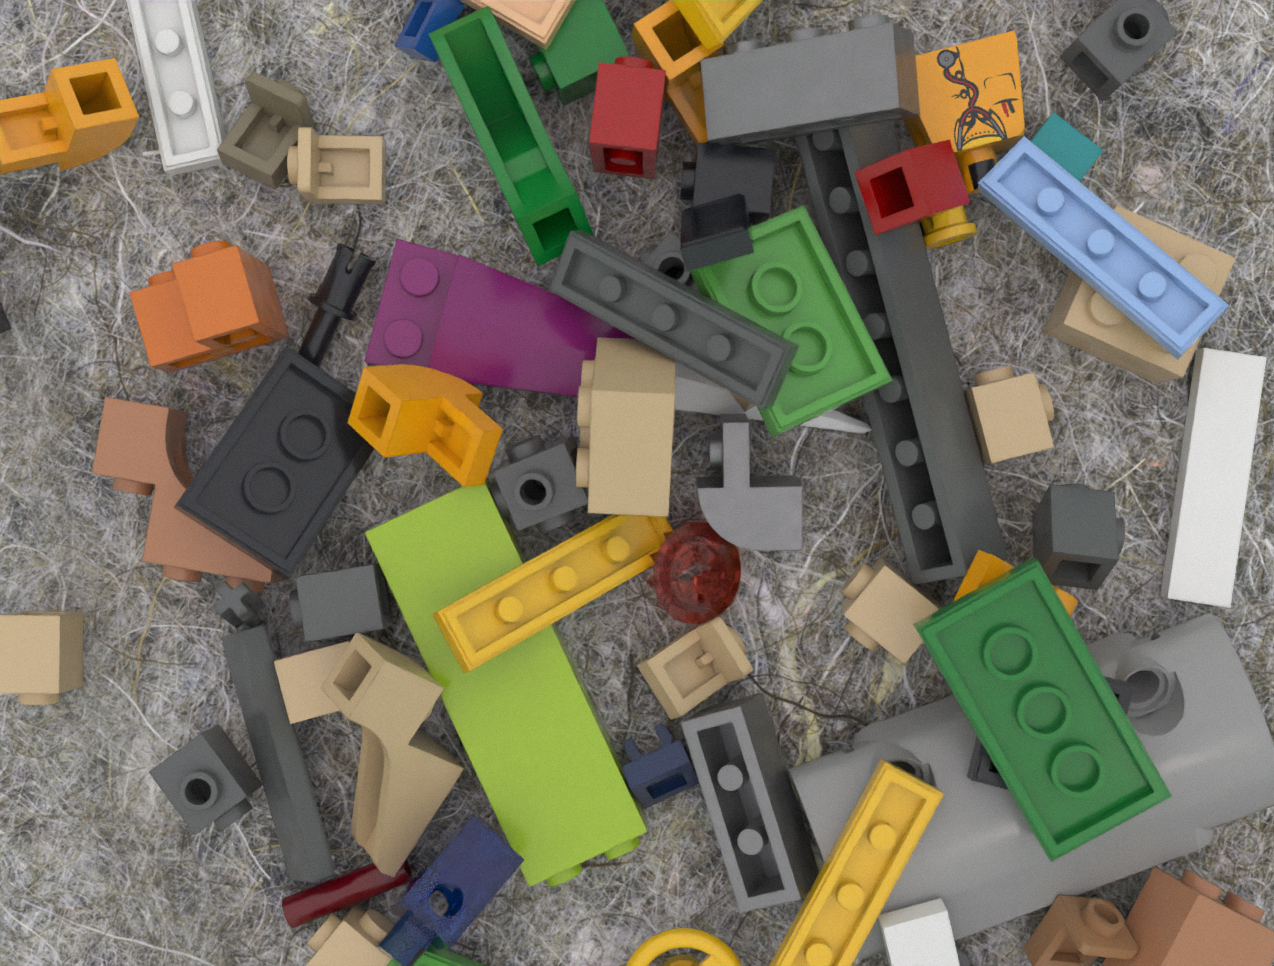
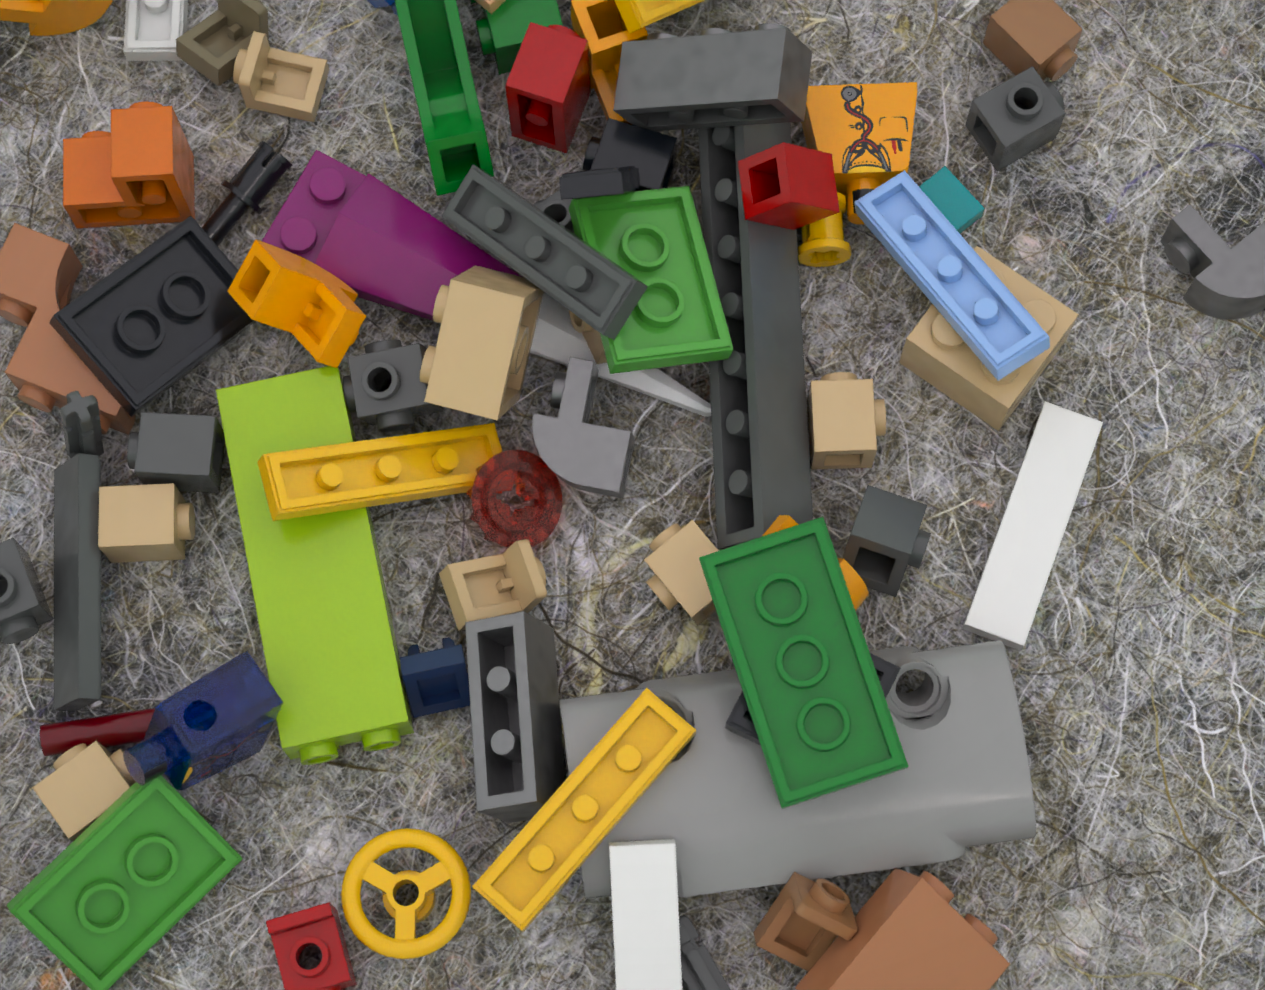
camera: 10 degrees right, 15 degrees down
(400, 769) = (188, 619): tan arch -> none

